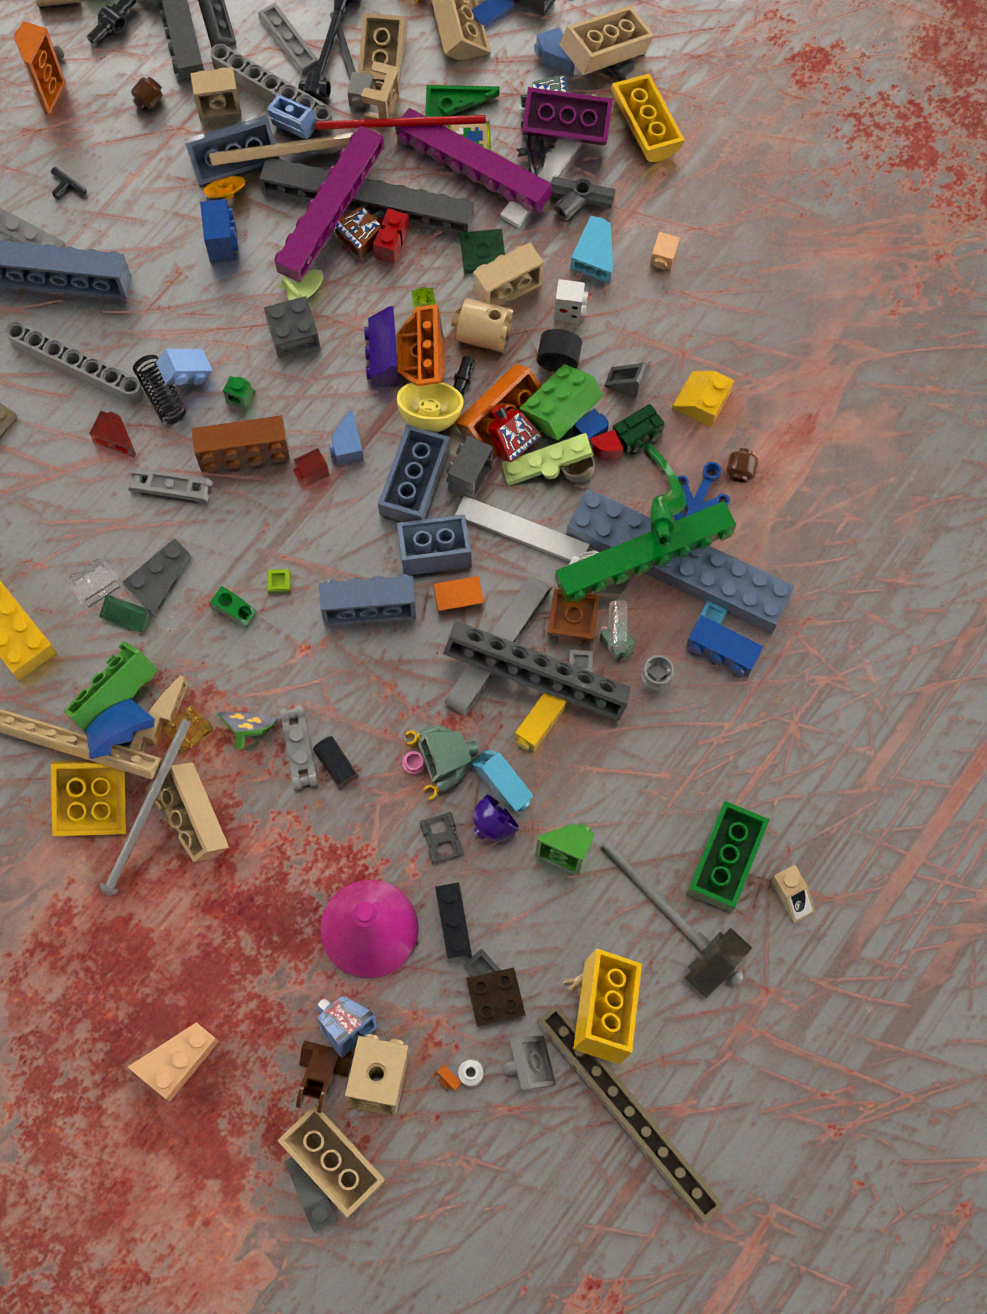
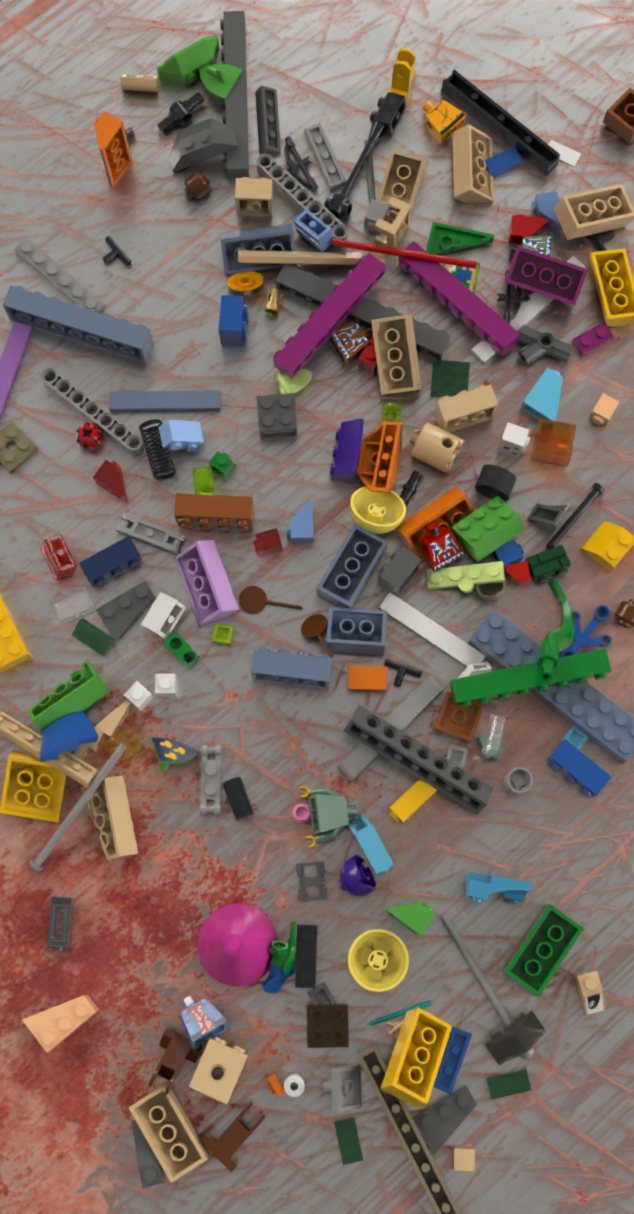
camera: 15 degrees right, 5 degrees up
(66, 531) = (58, 557): none -> clear red brick
(75, 389) = (86, 430): none -> red piece
(129, 524) = (110, 561): none -> dark blue brick
(142, 46) = (201, 143): none -> dark grey wedge
(152, 947) = (60, 923): none -> dark grey window
(156, 335) = (164, 400): none -> sand blue tile
(193, 668) = (138, 696): none -> white brick
(204, 572) = (163, 613): none -> white brick
(220, 410) = (203, 480): none -> clear neon green brick
(223, 650) = (166, 685): none -> white brick
(245, 32) = (301, 162): none -> black piece
(247, 526) = (206, 582): none -> lavender slope
(261, 209) = (272, 306): none -> pearl gold piece
(308, 536) = (254, 600): none -> reddish brown piece
(385, 550) = (314, 627): none -> reddish brown piece
(409, 1153) = (230, 1140): none -> reddish brown piece
(415, 231) = (396, 354): none -> tan slope
(426, 935) = (282, 962): none -> green animal
(496, 579) = (402, 669): none -> black piece
(531, 70) = (525, 226): none -> red slope
(548, 1126) = (348, 1140): none -> clear green tile
(550, 898) = (390, 971): none -> light yellow piece
(571, 970) = (399, 1013): none -> teal axle
(615, 296) = (551, 442): none -> clear orange piece
(635, 178) = (593, 339): none -> magenta plate
(650, 1006) = (452, 1059): none -> blue tile
(656, 1073) = (444, 1117): none -> dark grey wing
(672, 790) = (481, 886): none -> dark azure slope
(676, 339) = (597, 489): none -> black bar
(689, 1117) = (464, 1159): none -> tan tile
(722, 1019) = (508, 1084): none -> clear green tile

